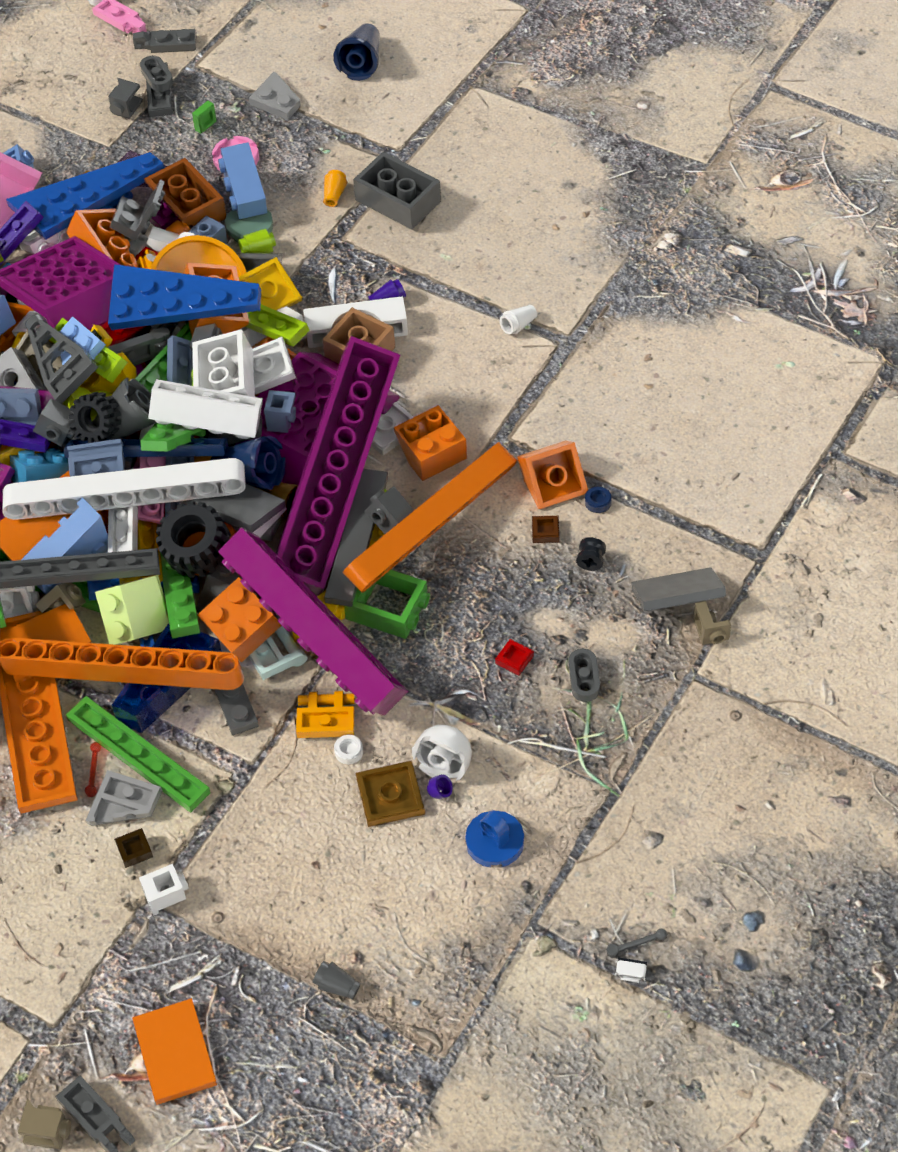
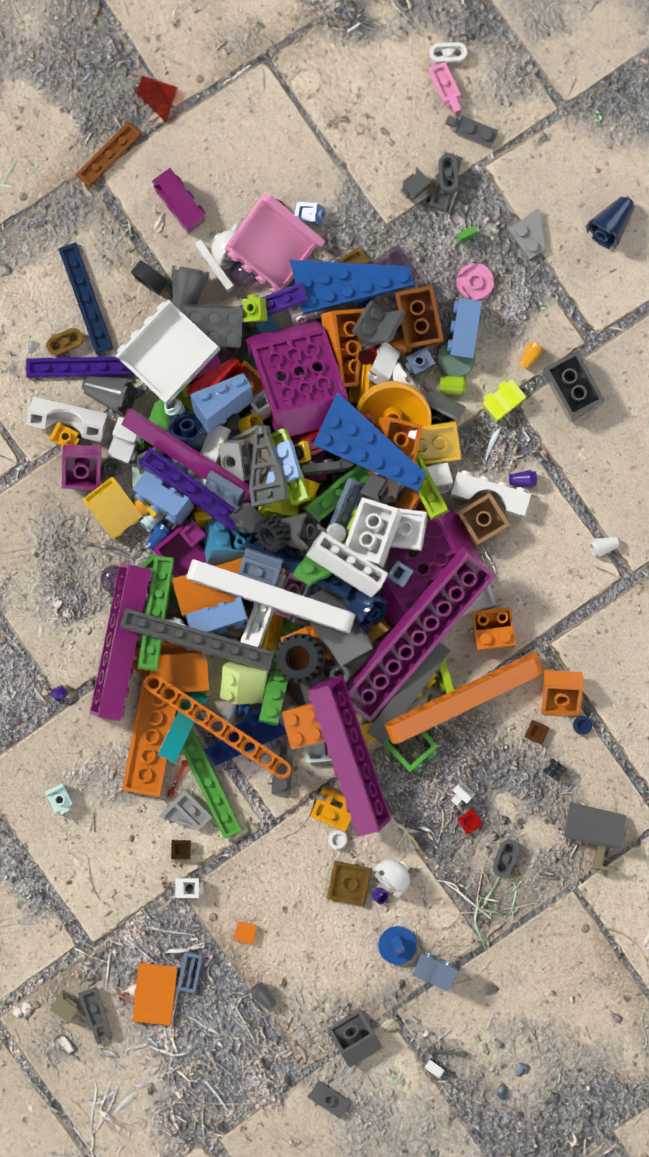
camera: 20 degrees right, 30 degrees up
(68, 703) = (180, 730): none -> teal slope
(220, 1023) = (193, 956): none -> sand blue tile
(273, 914) = (245, 932): none -> orange tile
(324, 235) = (503, 400): none -> neon yellow brick
(388, 509) = (436, 686): dark grey brick -> none
(486, 626) = (462, 793): none -> white tile
(497, 977) = (354, 1038): none -> dark grey slope
(500, 1080) = (329, 1099): none -> dark grey plate
(565, 843) = (435, 972): none -> sand blue brick

